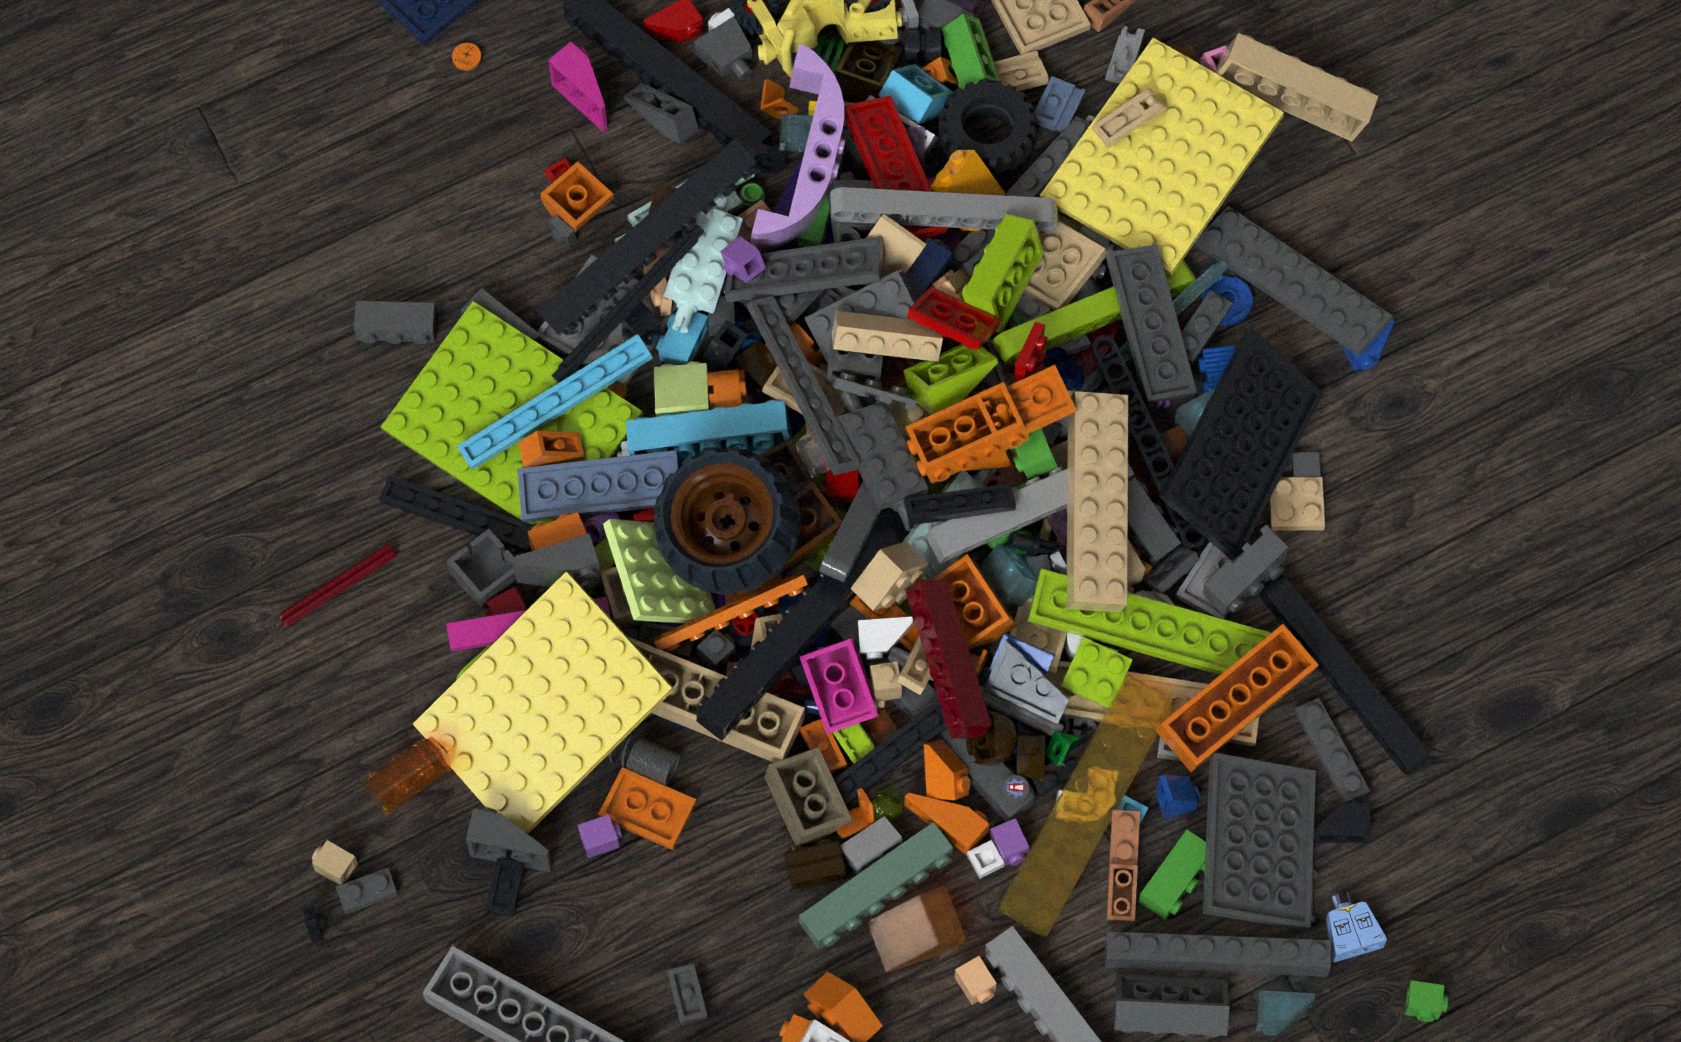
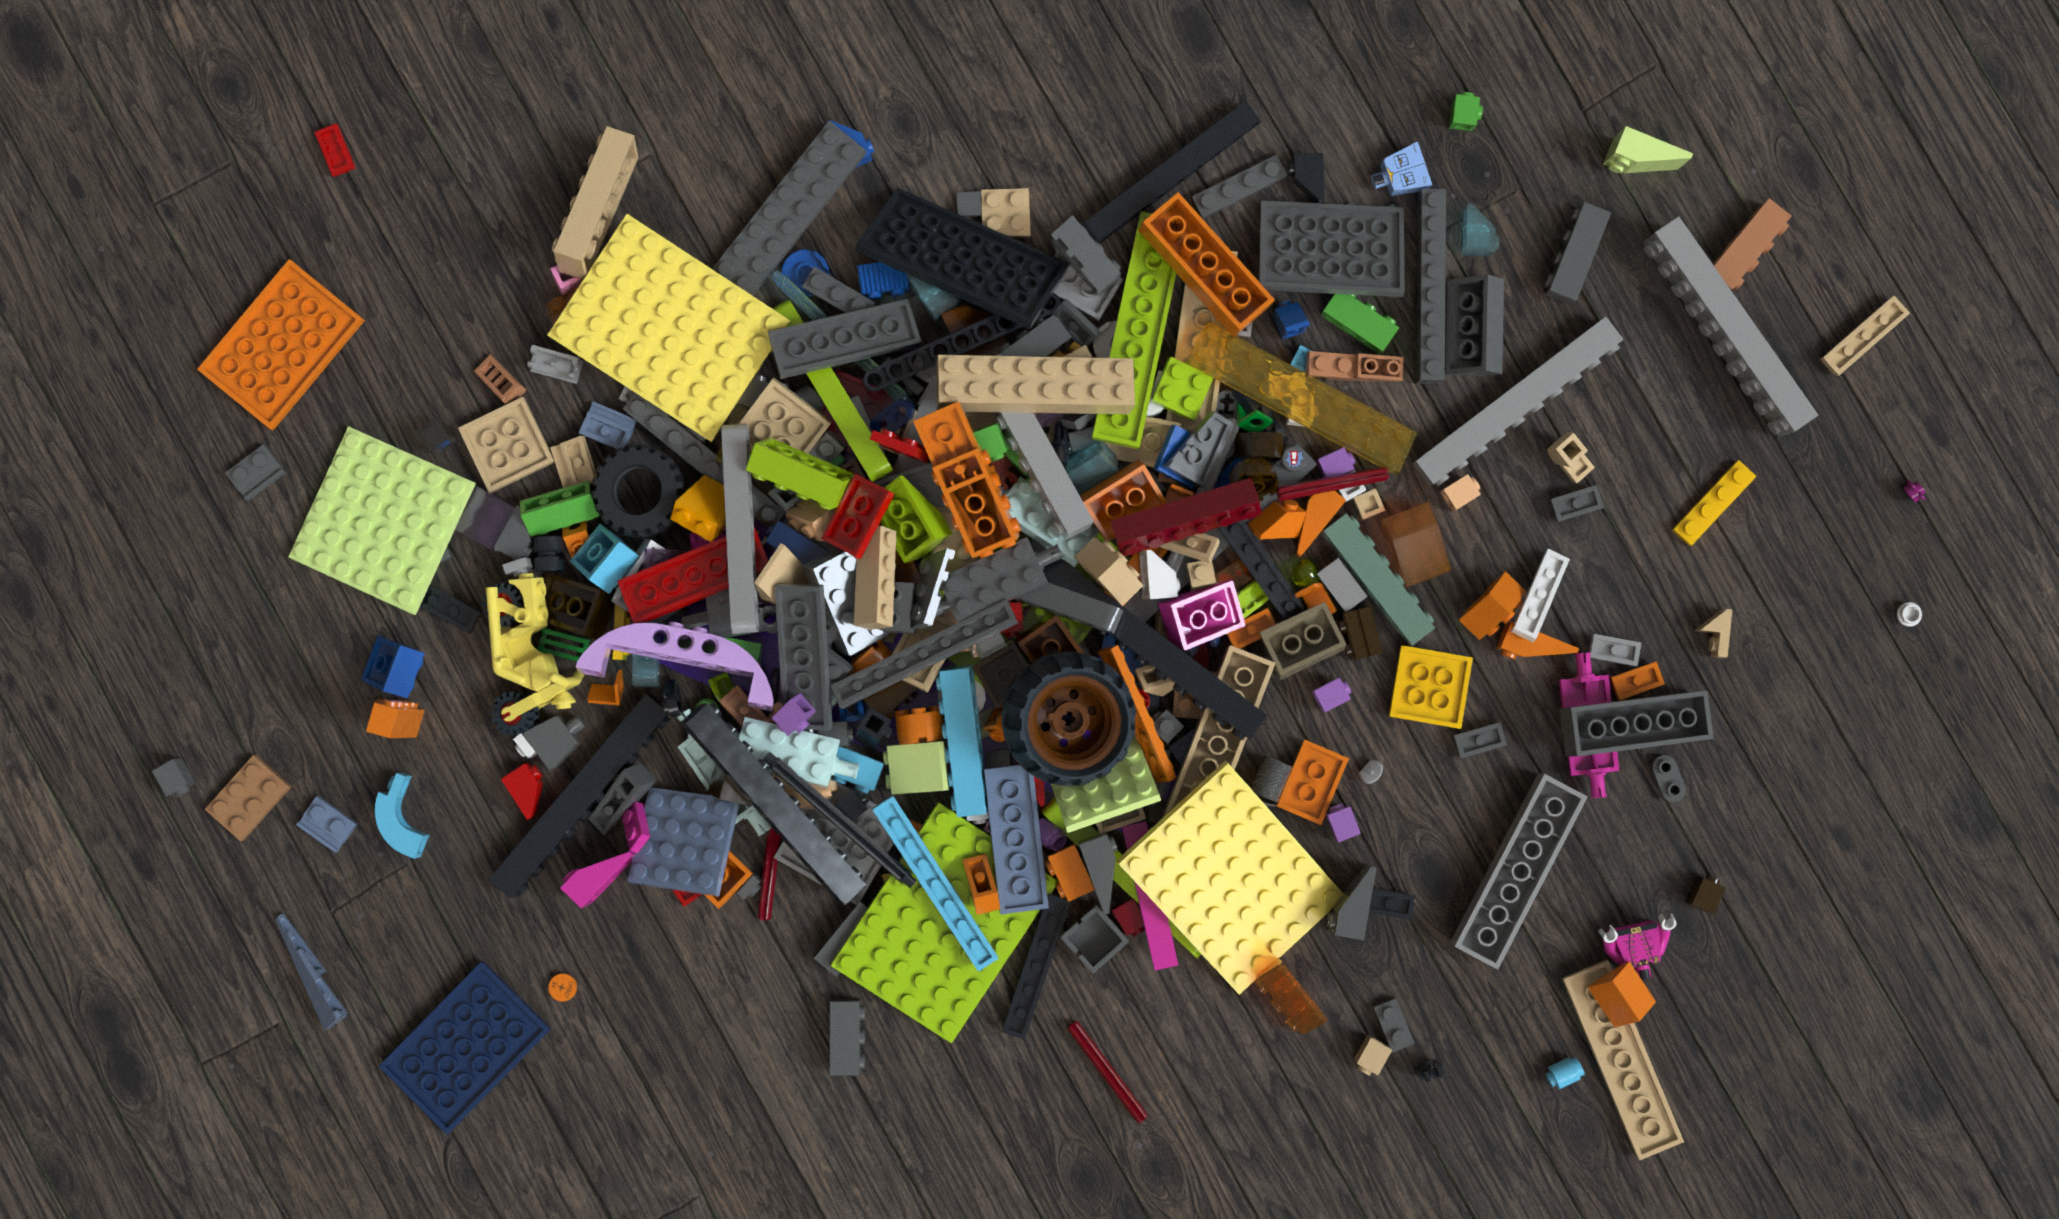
camera: 90 degrees left, 20 degrees up
(563, 251) = (768, 876): none -> dark red axle
(612, 162) = (685, 843): none -> sand blue plate
(625, 118) = (636, 827): none -> dark pink plate
(655, 874) = (1371, 772): none -> light grey piece
(745, 828) = (1331, 694): none -> medium lavender brick
(750, 941) = (1430, 687): none -> yellow plate
(779, 204) = (720, 685): none -> lime slope
(959, 504) = (1043, 508): black tile -> none
(964, 879) = (1368, 504): none -> tan plate
(986, 830) = (1332, 483): none -> dark red axle
(1128, 118) = (637, 357): tan plate -> none

